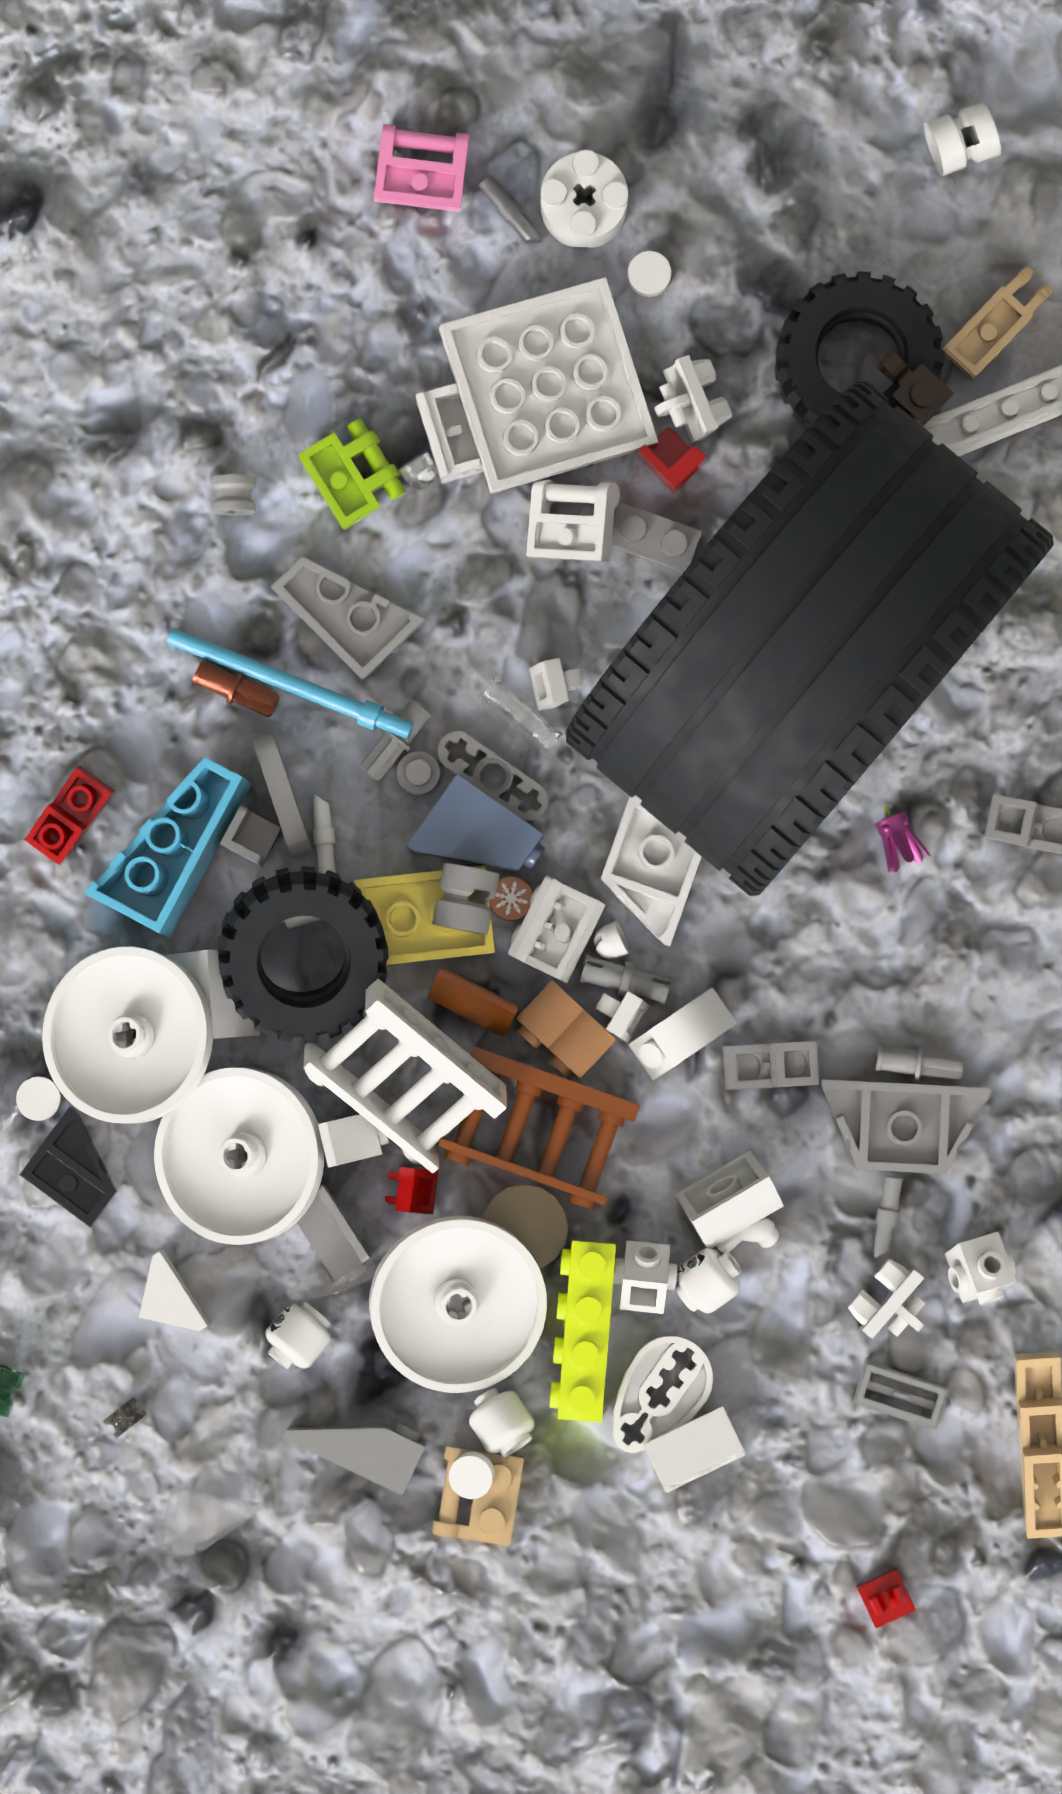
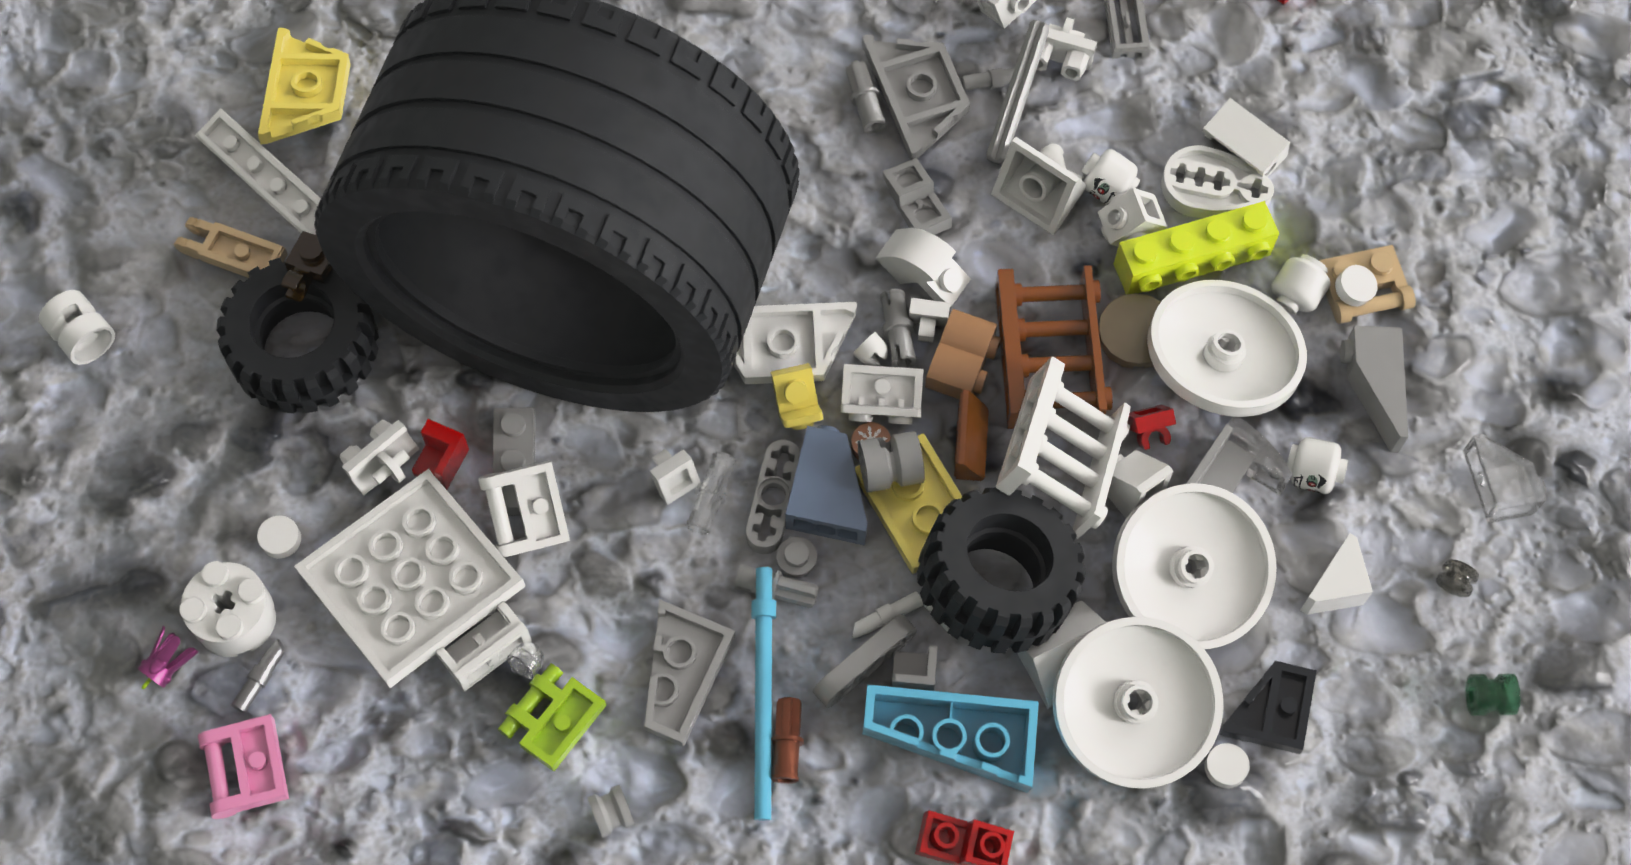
camera: 115 degrees left, 20 degrees down
(555, 120) = (156, 664): none -> flat silver piece
(585, 840) = (796, 396): none -> light yellow bracket
(849, 1225) = (1017, 91): none -> light grey axle

